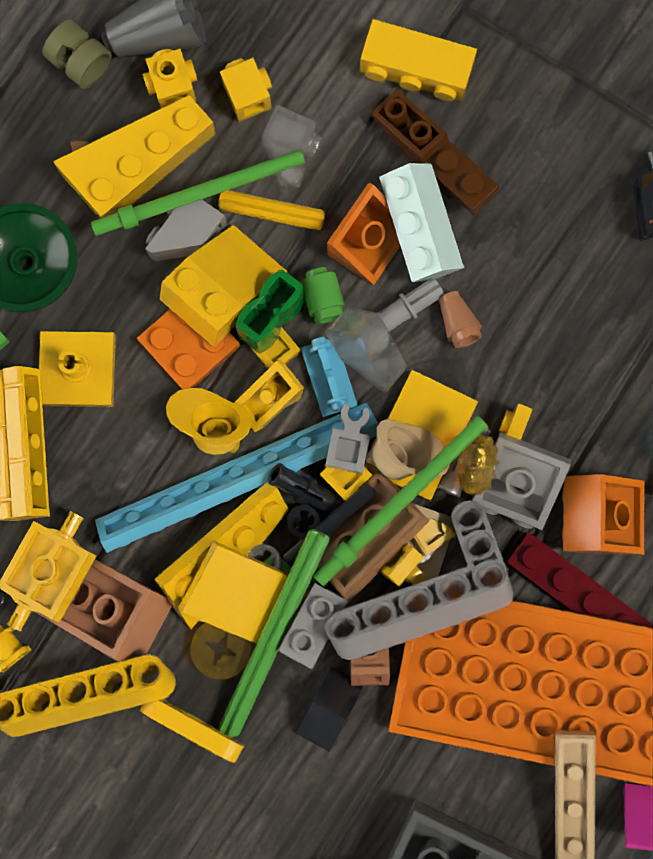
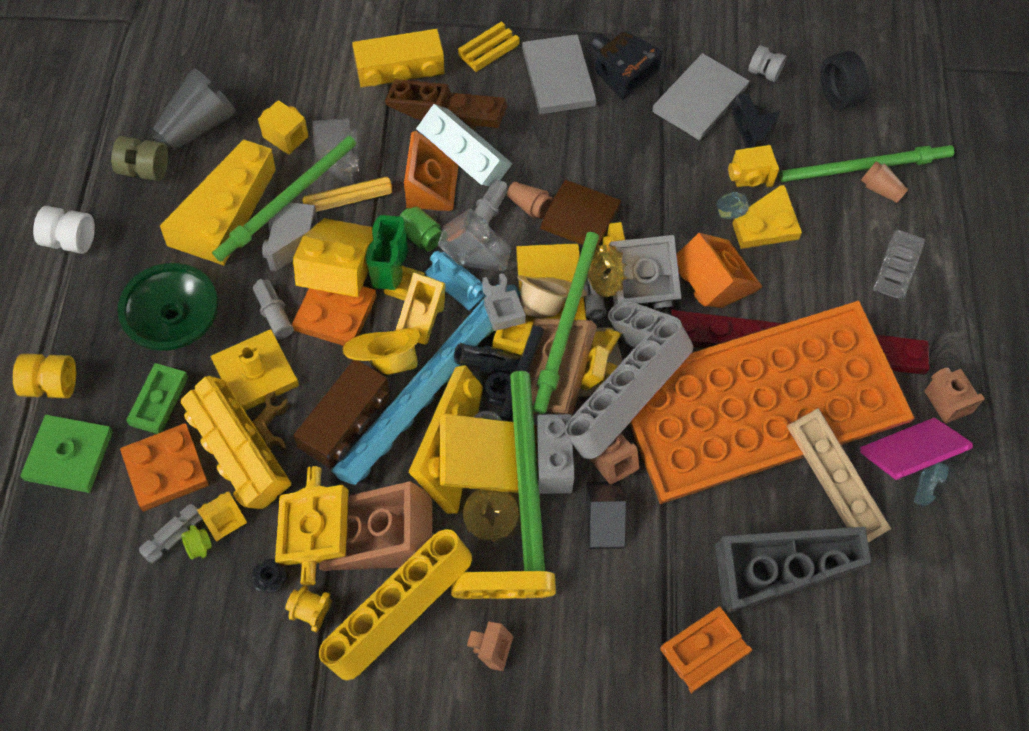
camera: 35 degrees left, 20 degrees down
(58, 429) = (266, 417): none -> pearl gold arm
(126, 308) = (272, 309): none -> light grey axle
(134, 469) = (342, 414): none -> reddish brown brick
(149, 779) = (492, 646): none -> nougat tile
(169, 76) = (219, 139): yellow brick -> none
(502, 367) = (580, 211): none -> reddish brown slope
(529, 79) = (485, 44): none -> yellow tile
(587, 171) = (558, 74): none -> light grey tile

